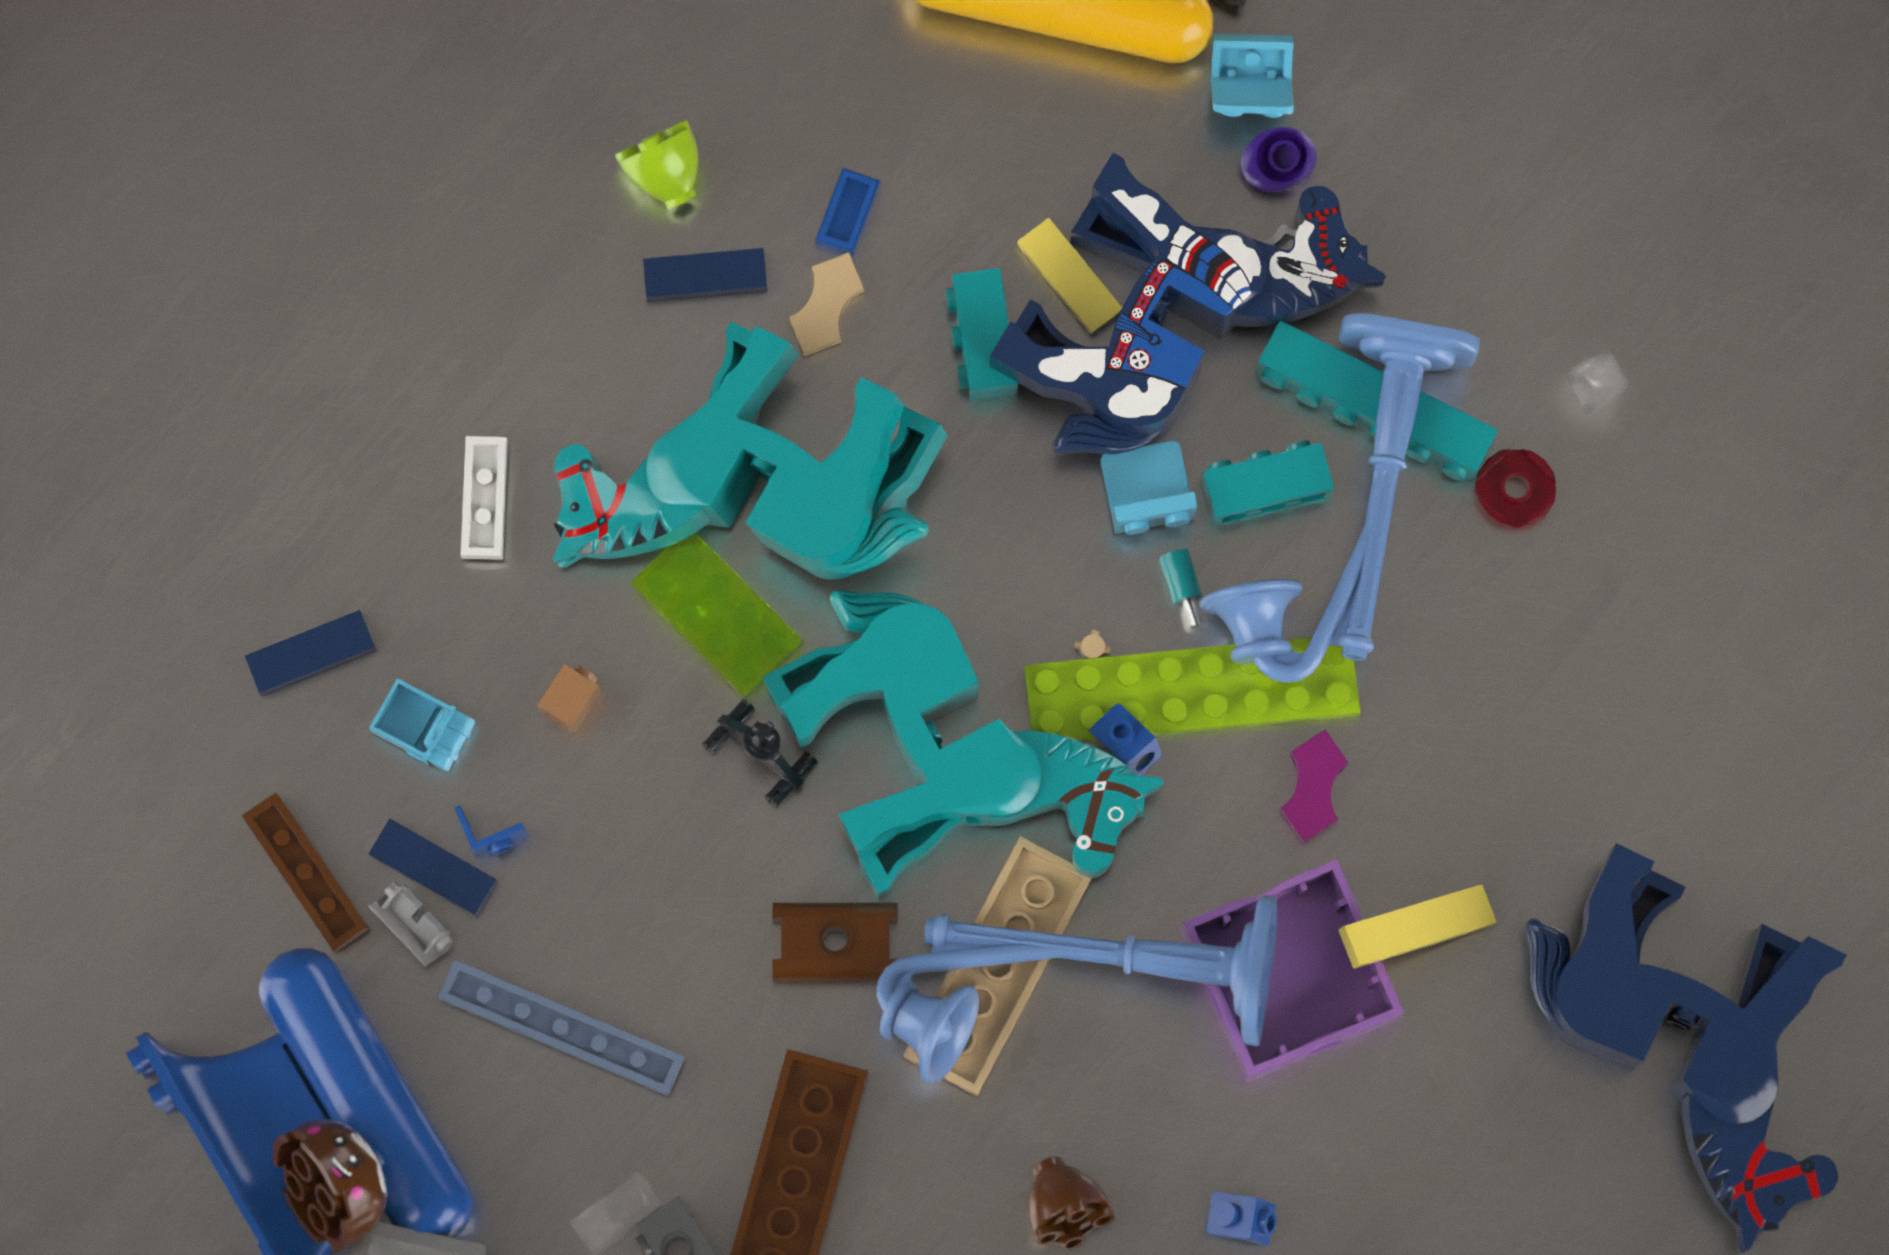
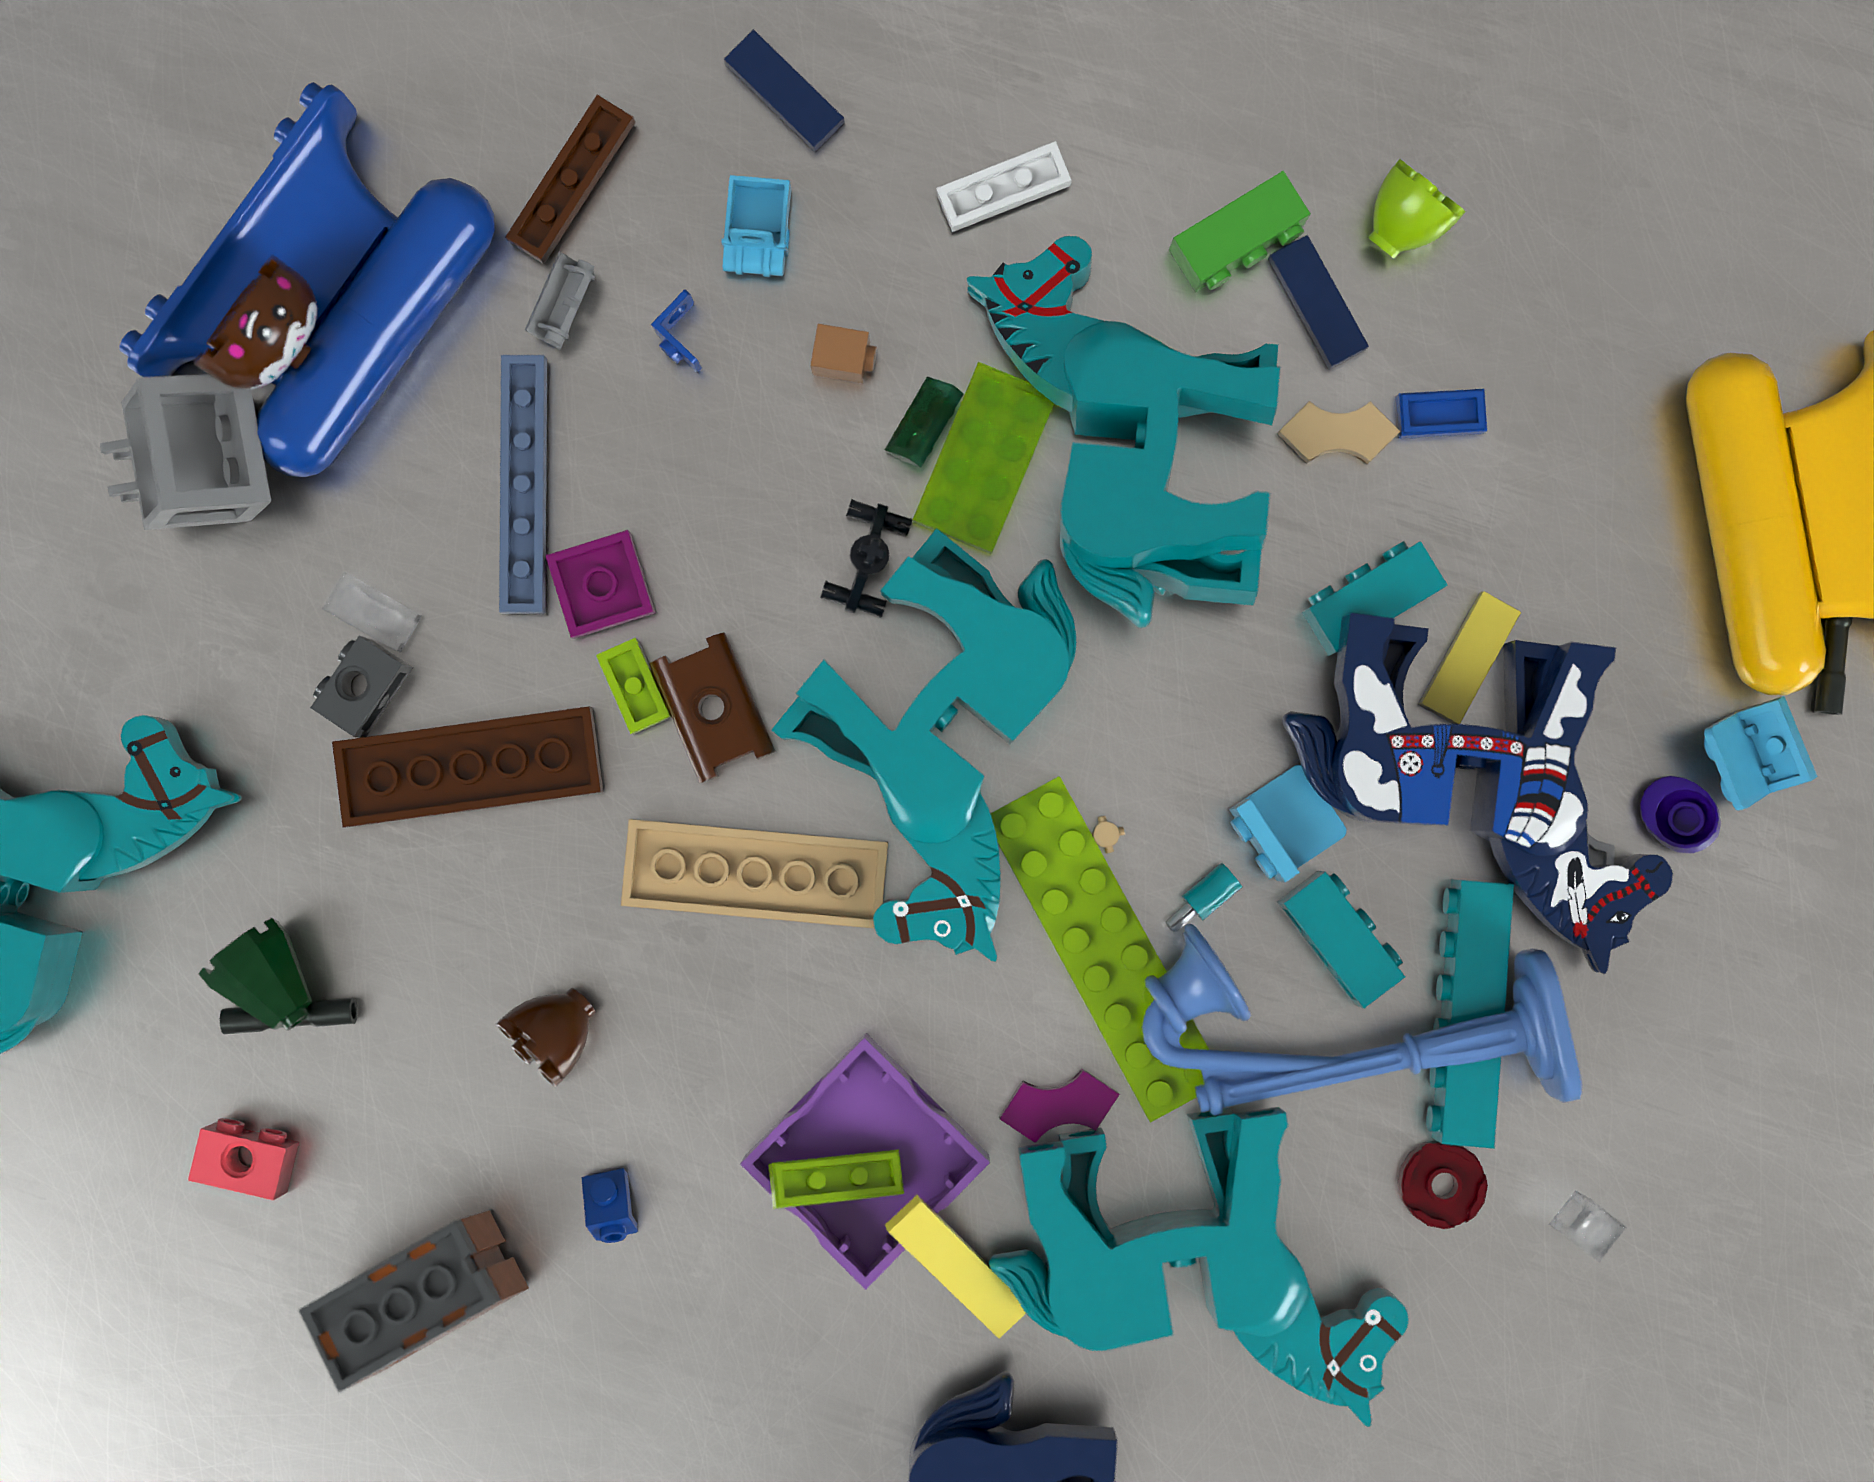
camera: 70 degrees right, 10 degrees up
(433, 867) = (626, 297): dark blue tile -> none
(617, 314) = (1240, 233): none -> bright green brick
(661, 651) = (924, 421): none -> clear green plate
(681, 996) = (600, 584): none -> magenta plate
(785, 1003) = (633, 686): none -> lime plate
(942, 1026) = (660, 846): medium blue piece -> none
(1127, 739) = (1025, 906): blue bracket -> none
(1297, 1000) = (835, 1179): none -> lime tile
(1512, 679) = (1109, 1283): none -> teal animal

